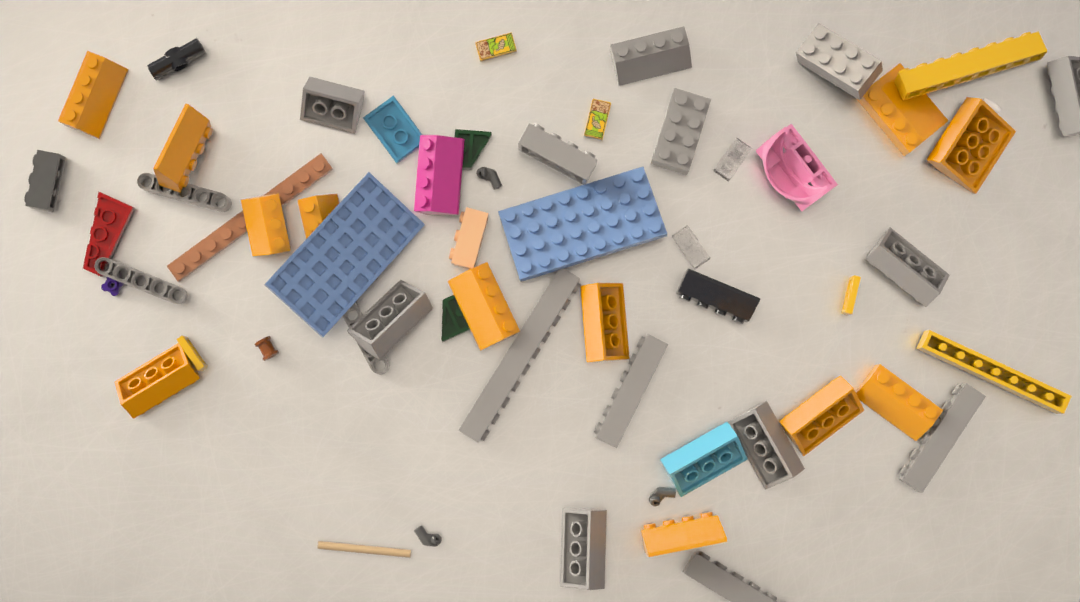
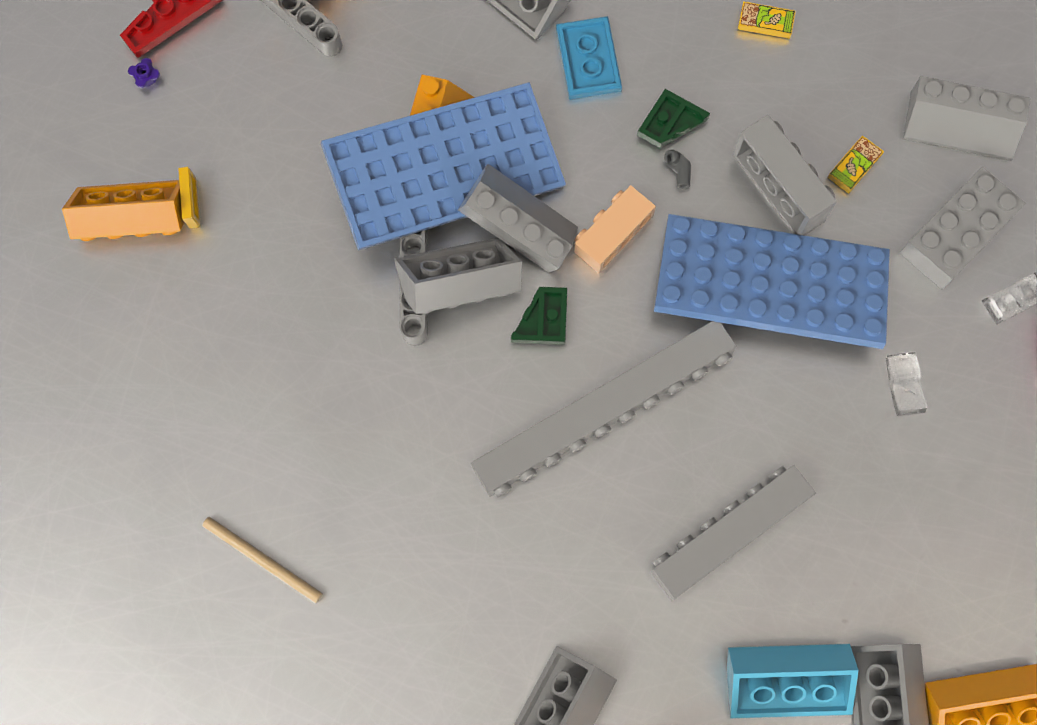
camera: 35 degrees right, 10 degrees down
(131, 280) = (173, 69): light grey beam -> none
(236, 227) = (352, 75): nougat plate -> none
(265, 224) = (367, 85): light orange slope -> none
(266, 348) = (283, 237): dark orange bush -> none
(409, 263) = (519, 219): none -> light grey slope
(427, 539) = (353, 591): dark grey arm -> none
(439, 175) = (615, 131): dark pink slope -> none
(483, 306) = (589, 320): light orange slope -> none
(604, 322) = (740, 422): light orange slope -> none
(660, 493) = (705, 697): dark grey arm -> none
(718, 296) = (917, 463): black slope -> none

